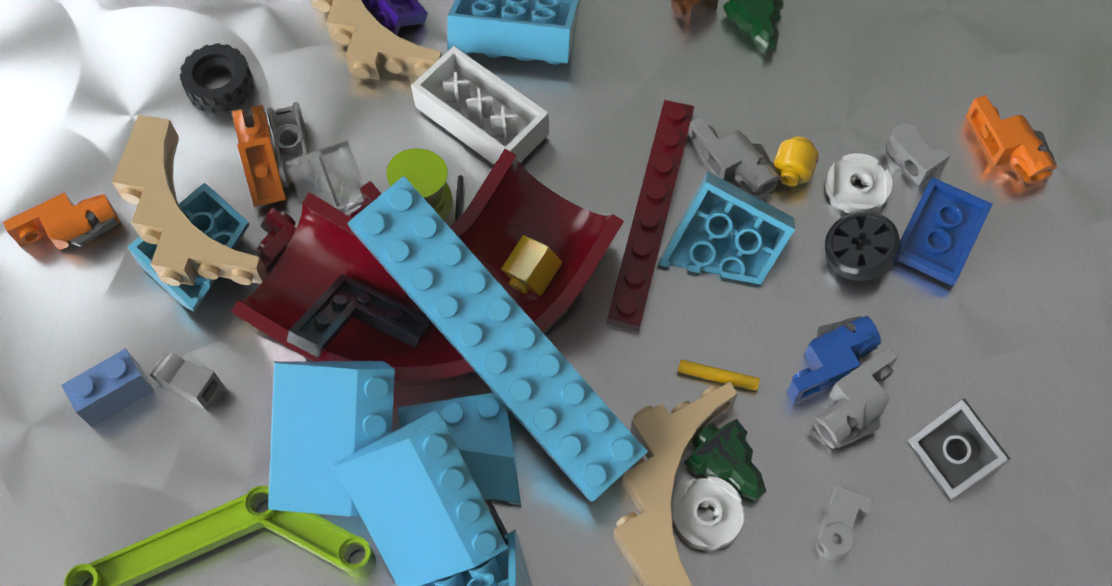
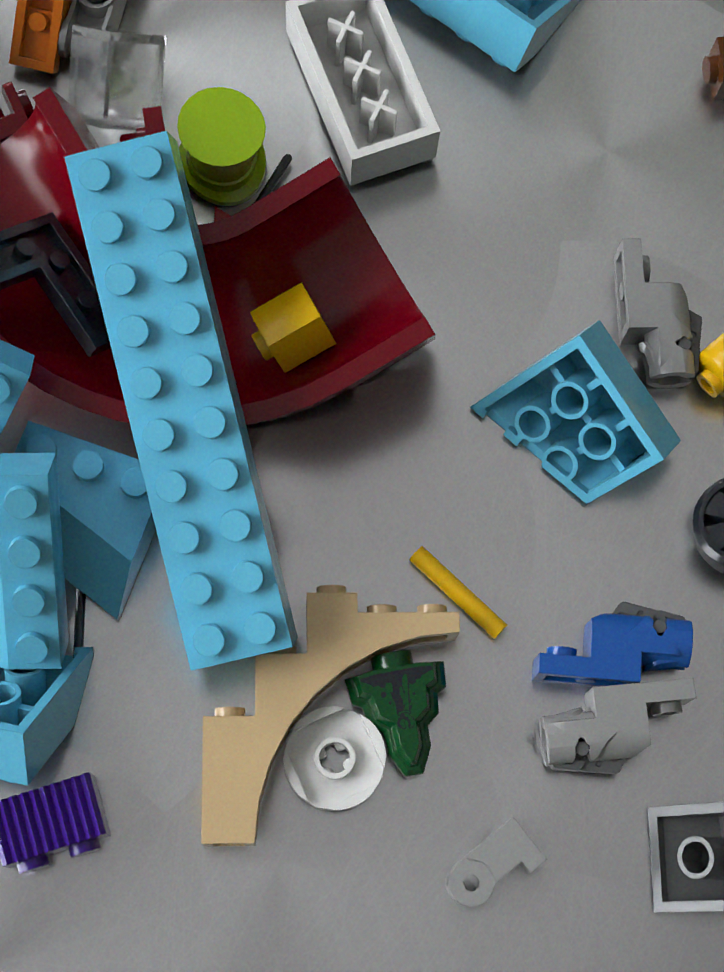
camera: 20 degrees right, 10 degrees up
(650, 217) = (501, 335): dark red plate -> none

